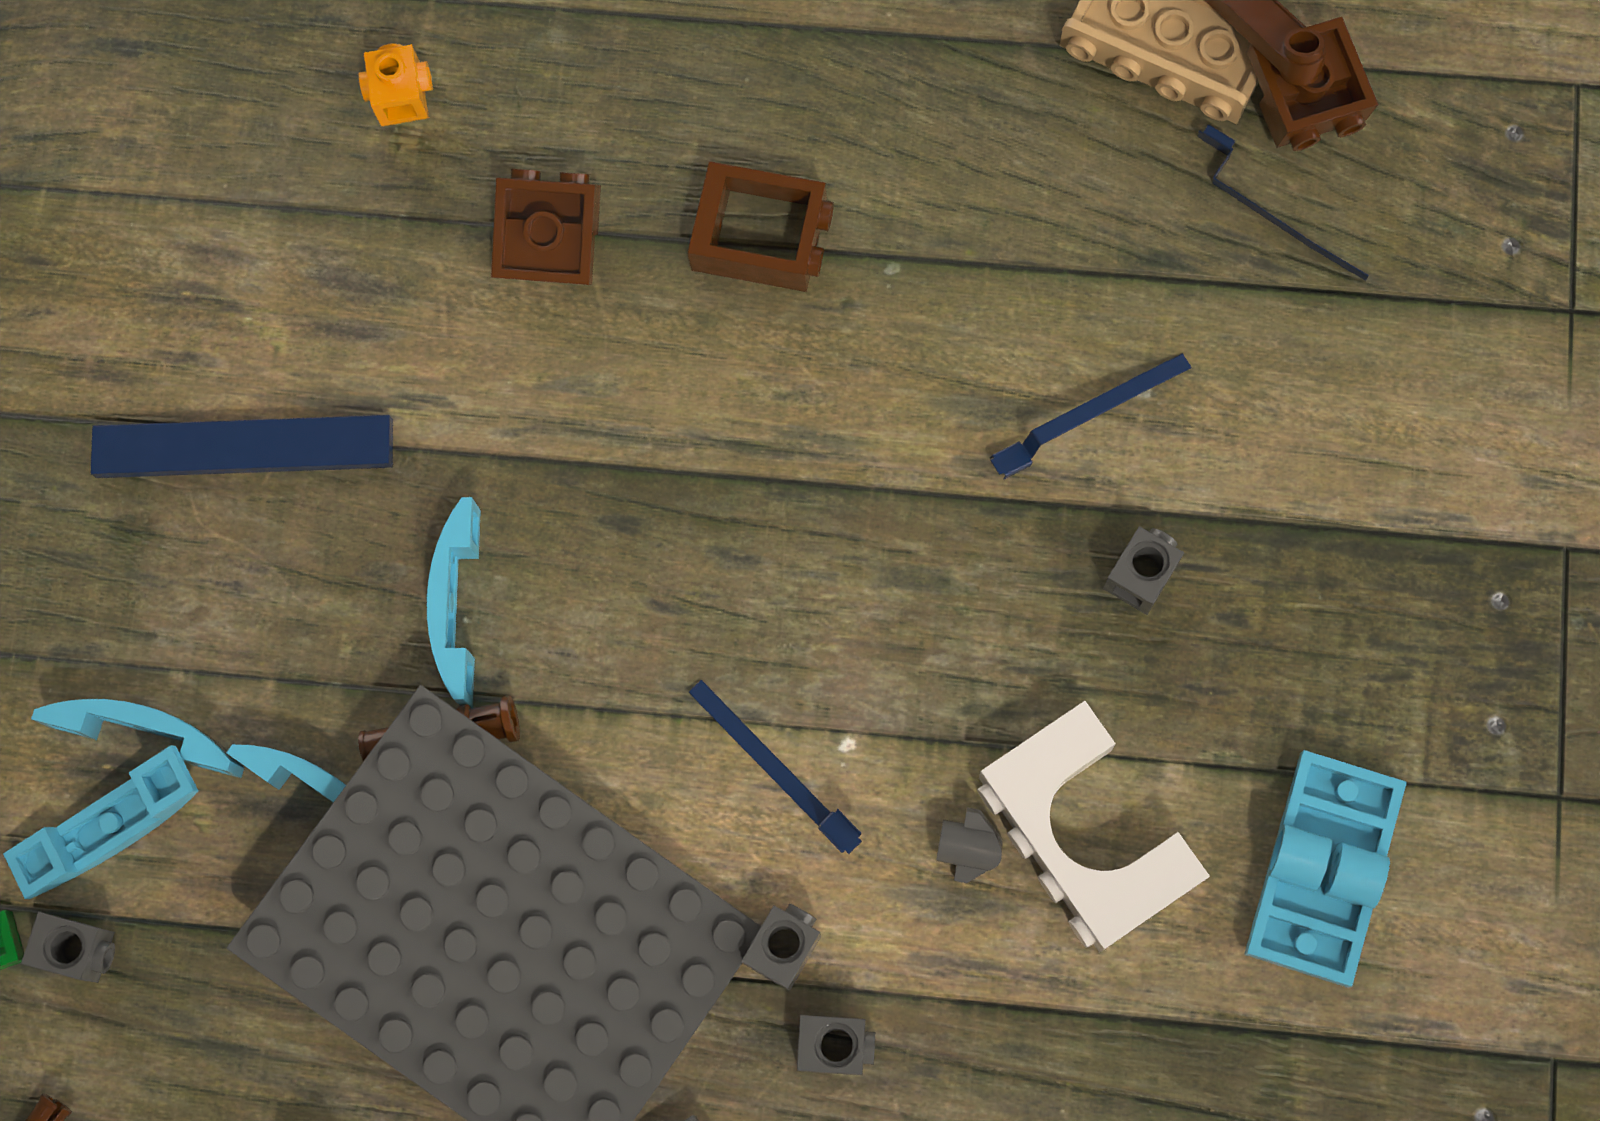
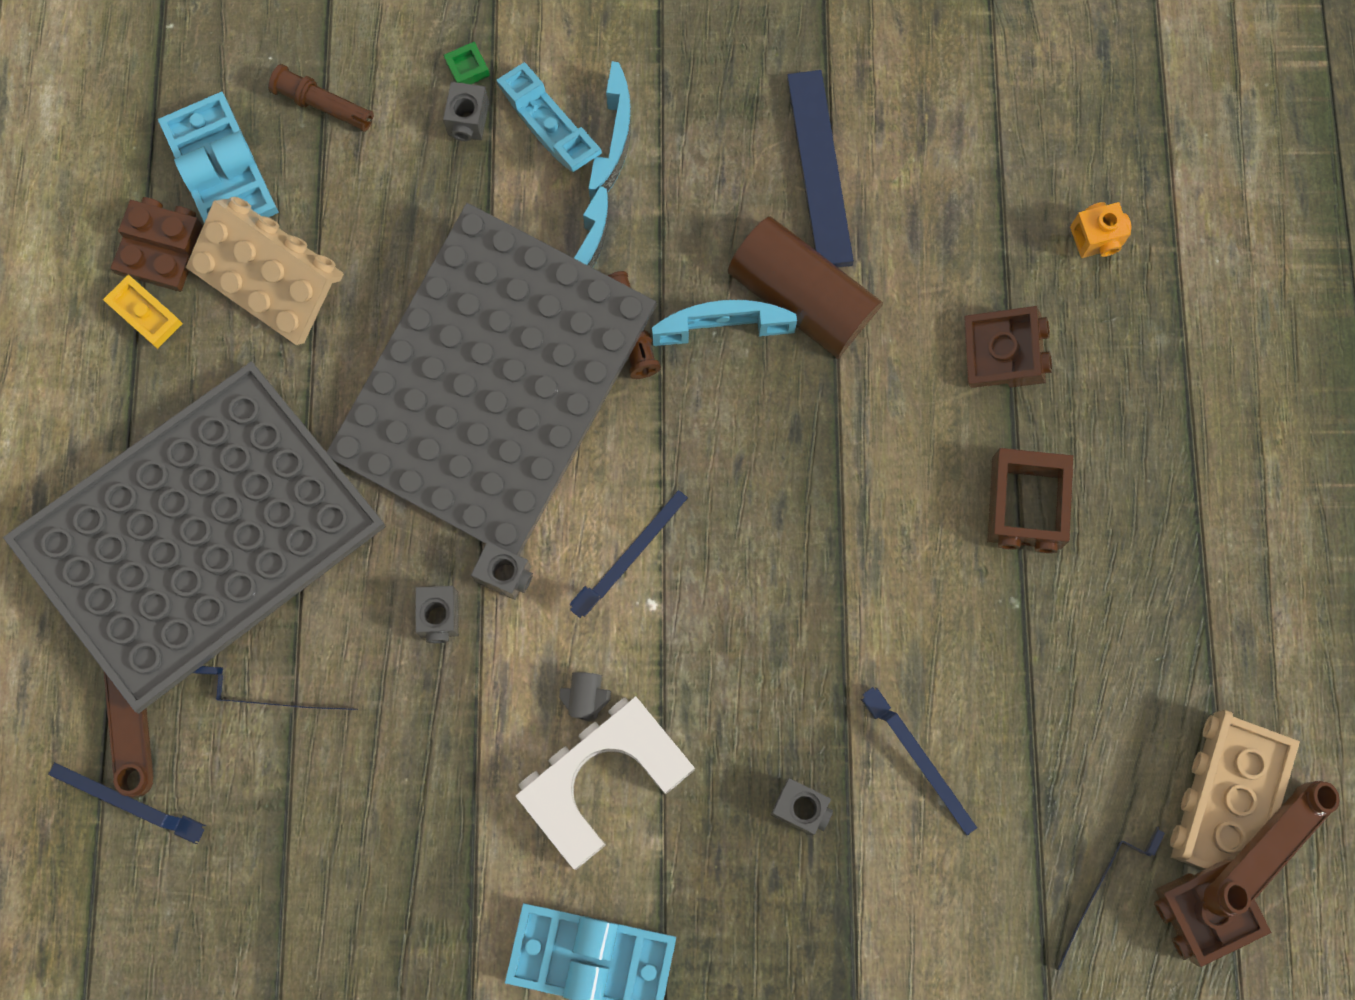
camera: 75 degrees right, 0 degrees up
(415, 482) = (801, 280): none -> reddish brown brick

